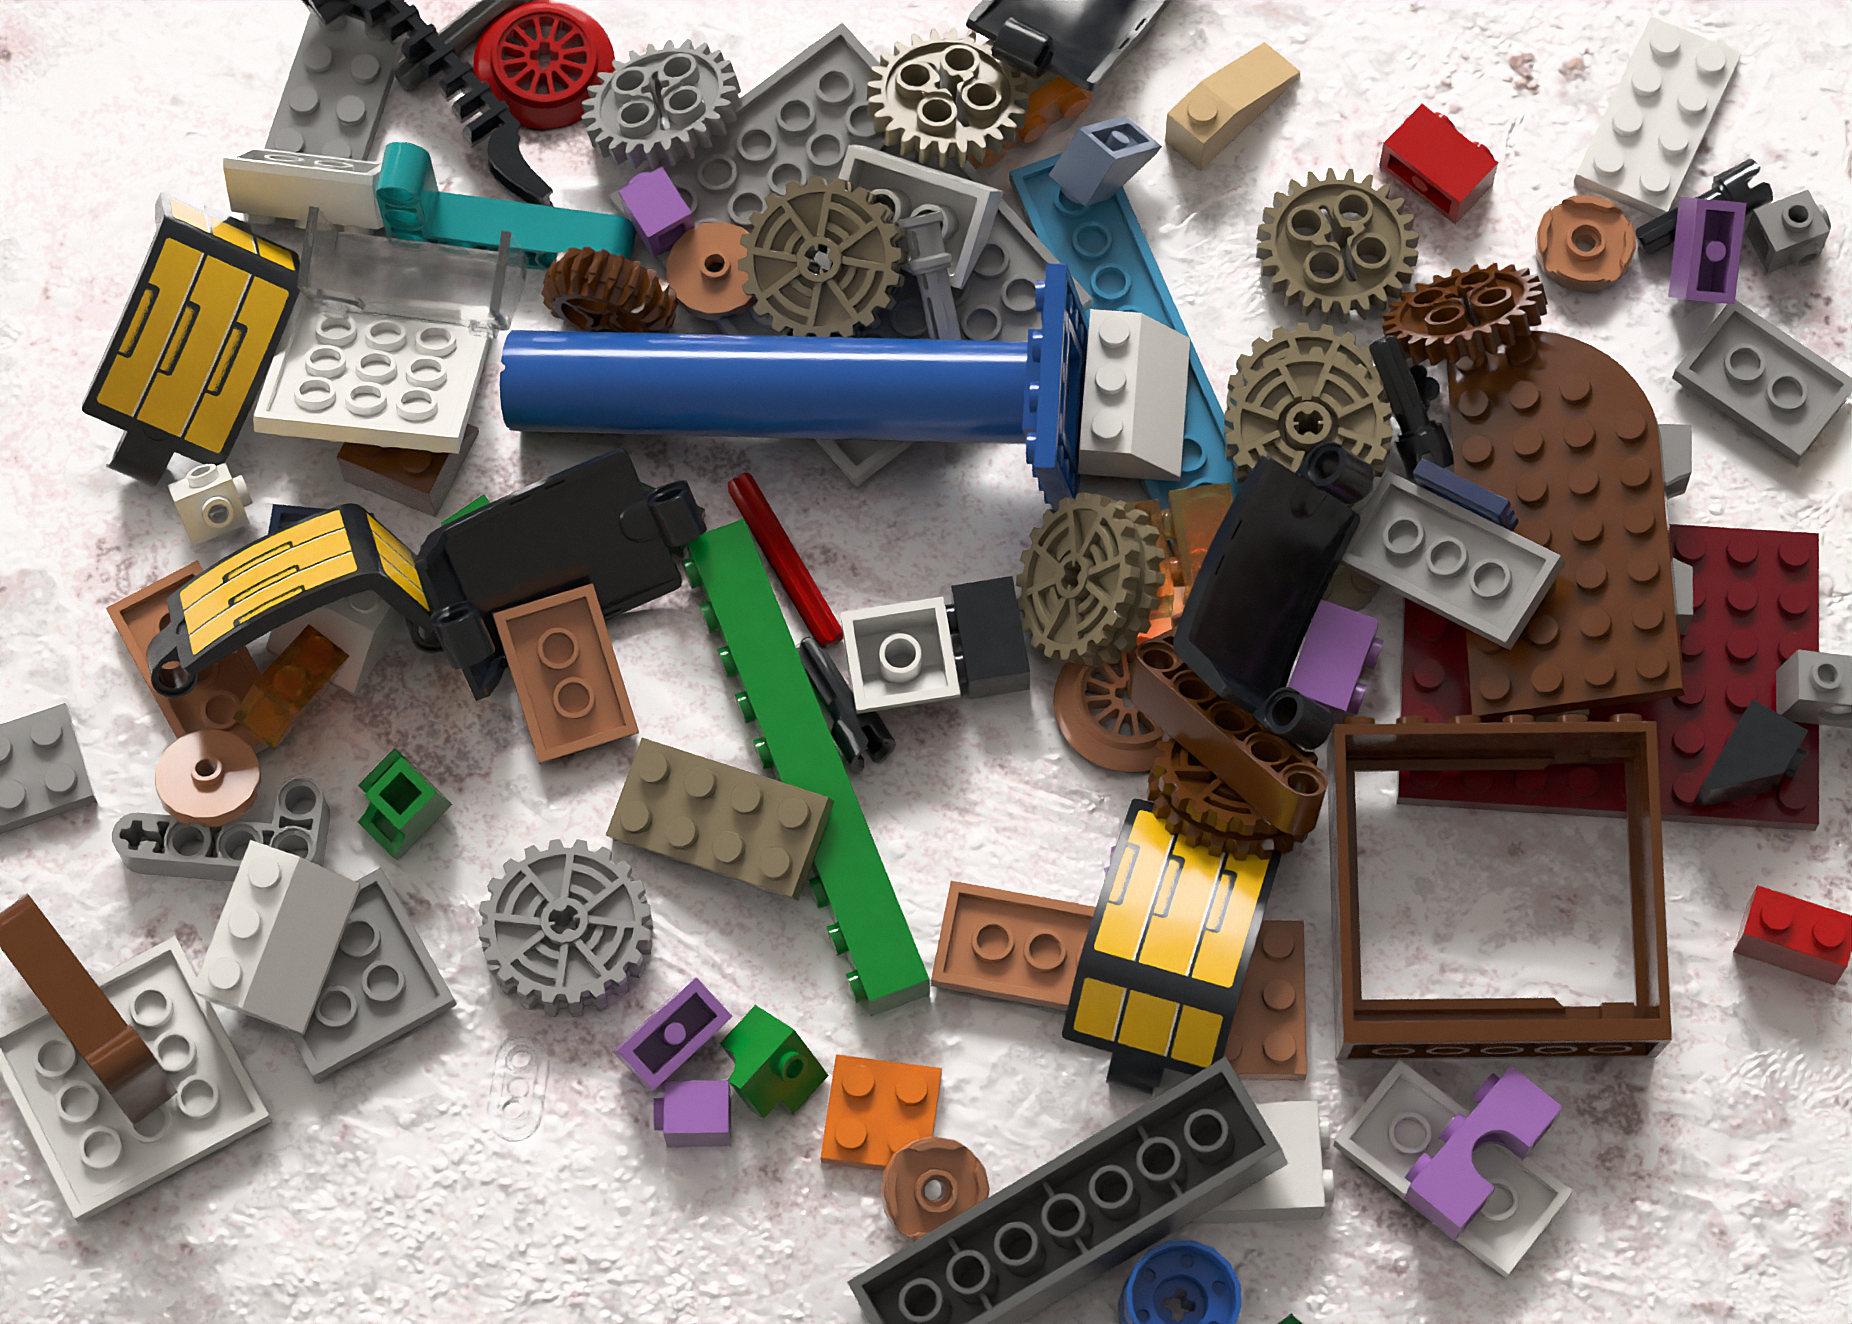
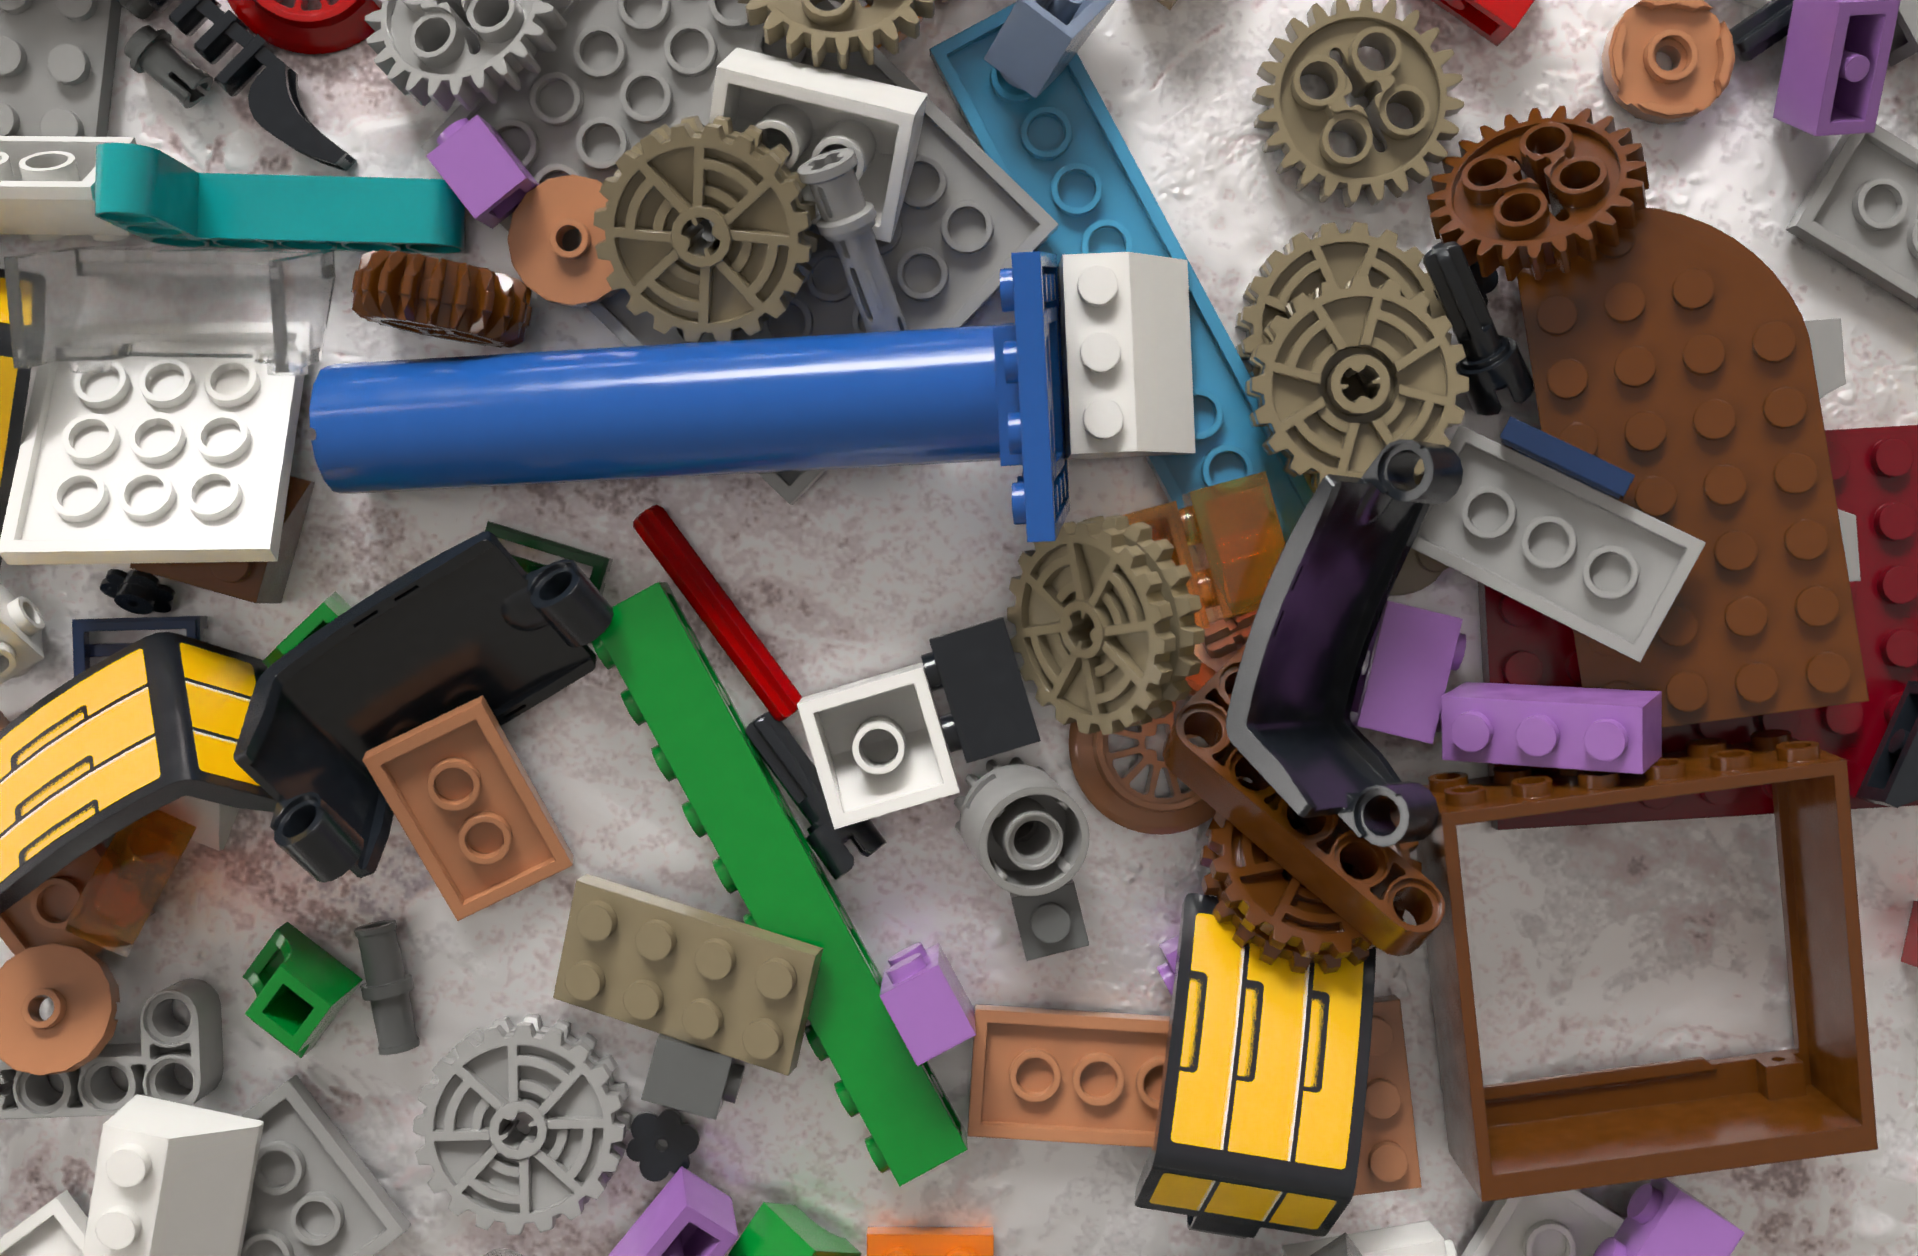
camera: 10 degrees left, 20 degrees up
(330, 485) = (137, 591): none -> black plant
(423, 120) = (155, 55): none -> dark grey pin
(472, 810) = (387, 987): none -> dark grey pin
(667, 953) = (655, 1159): none -> black plant
(711, 903) = (691, 1078): none -> dark grey brick
(913, 857) = (926, 1002): none -> medium lavender brick
(1020, 814) = (1050, 922): none -> dark grey brick
(1025, 714) = (1022, 828): none -> light grey gear
(1438, 690) = (1552, 726): none -> medium lavender brick

